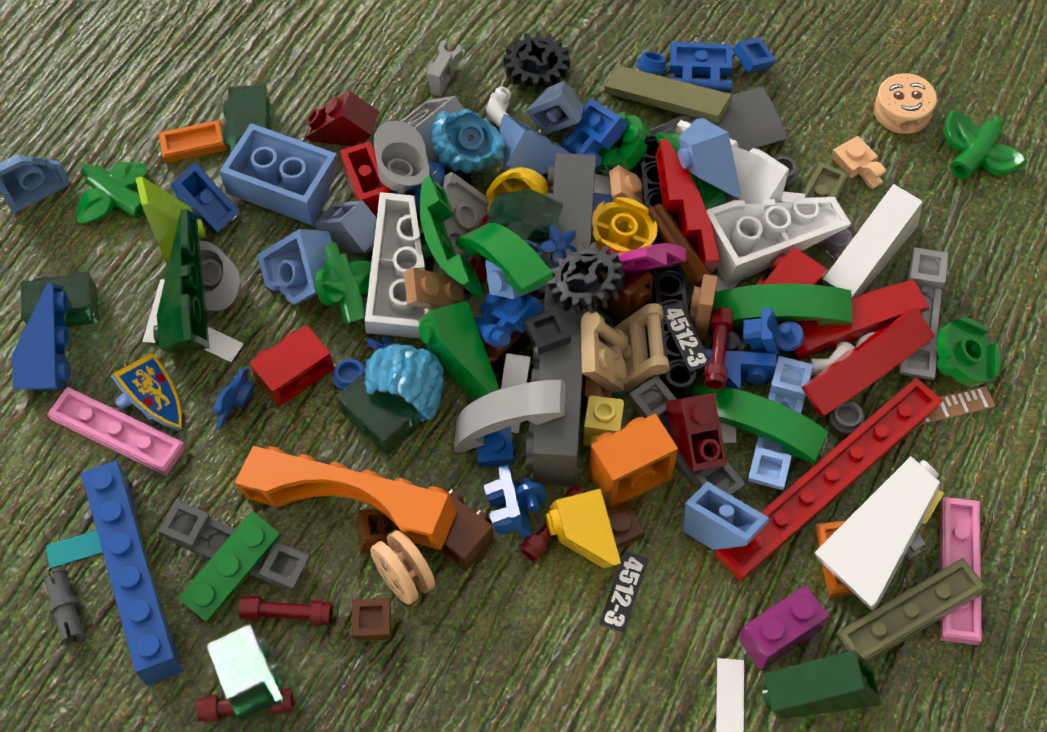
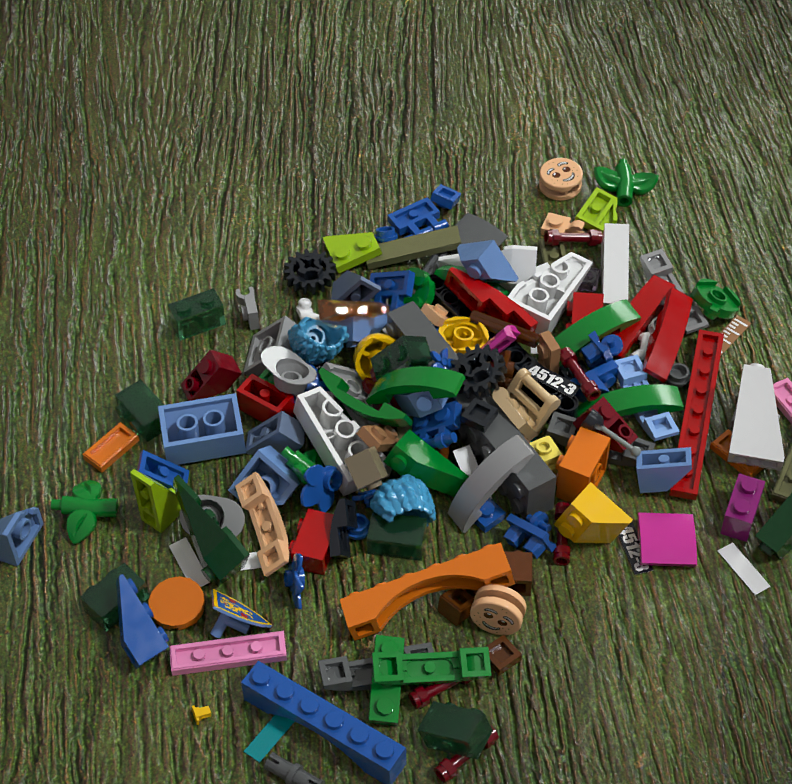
camera: 35 degrees left, 10 degrees down
(38, 477) = (200, 713): none -> yellow piece
(111, 344) = (177, 603): none -> orange tile
(272, 282) = (266, 521): none -> light nougat slope
(274, 583) = (432, 667): none -> green slope
(313, 377) = (342, 521): none -> black slope
(330, 308) = (320, 486): none -> blue plate
(383, 45) = (196, 314): none -> clear green brick
(384, 318) = (366, 468): none -> dark tan brick
(524, 125) = (342, 309): none -> clear orange slope
(601, 61) = (352, 249): none -> lime wing
(664, 607) = (667, 539): none -> dark pink slope
(674, 419) = (595, 422): none -> hinge
(834, 168) = (592, 237): none -> dark red bar
(917, 166) = (598, 210): none -> lime wing

